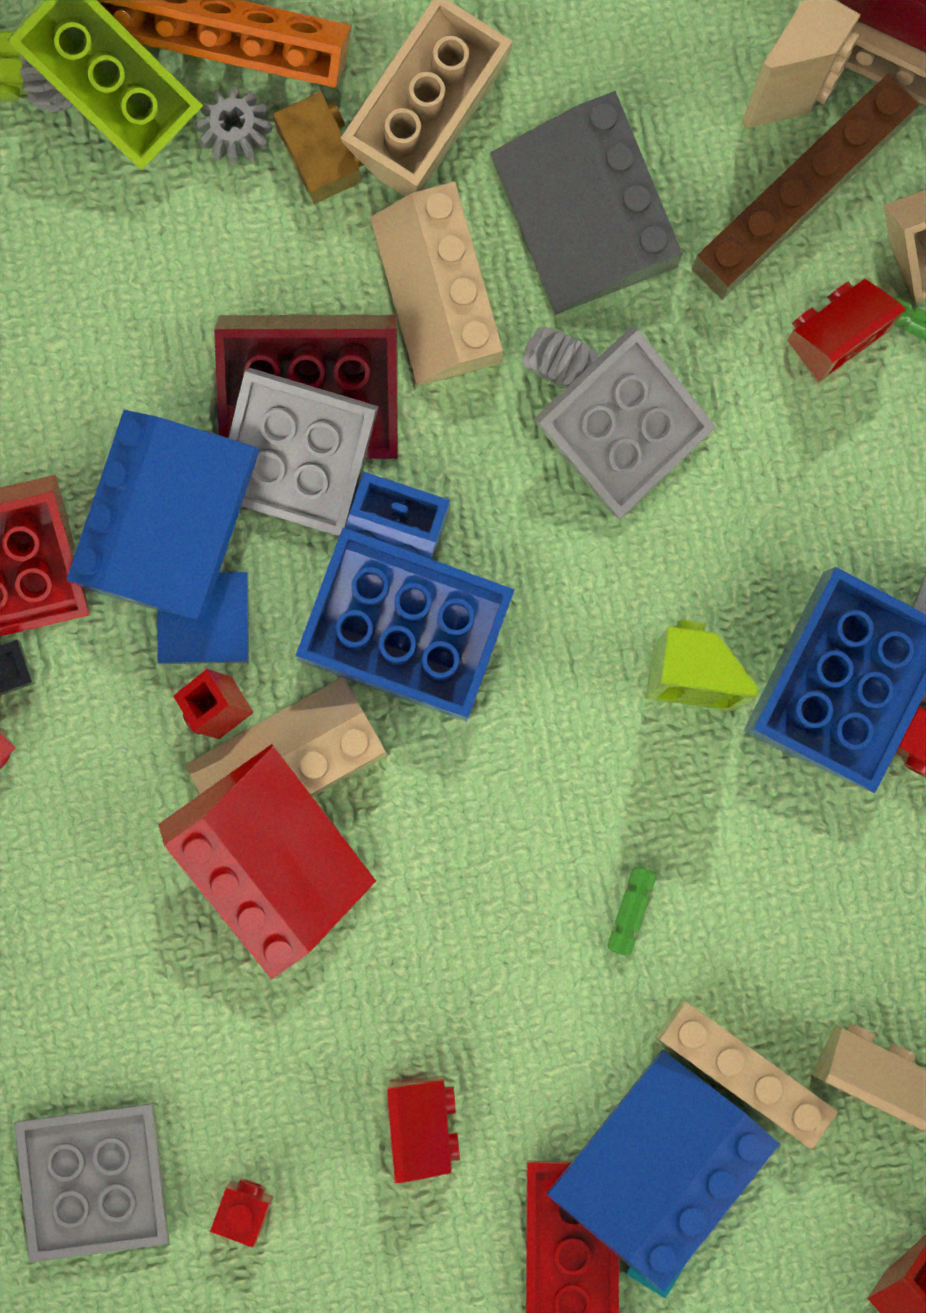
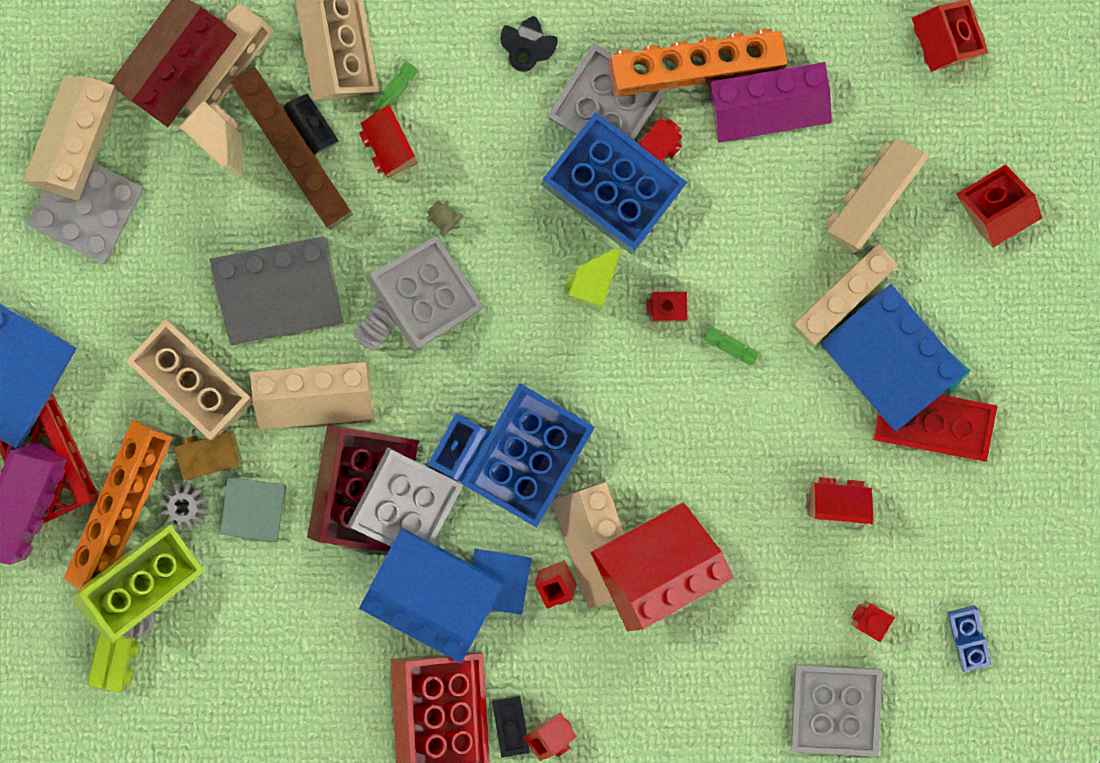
camera: 75 degrees left, 5 degrees up
(247, 229) = (252, 509): none -> sand green tile
(674, 799) = (667, 306): none -> red brick
(745, 433) = (444, 217): none -> olive brick
(847, 208) = (310, 124): none -> black plate

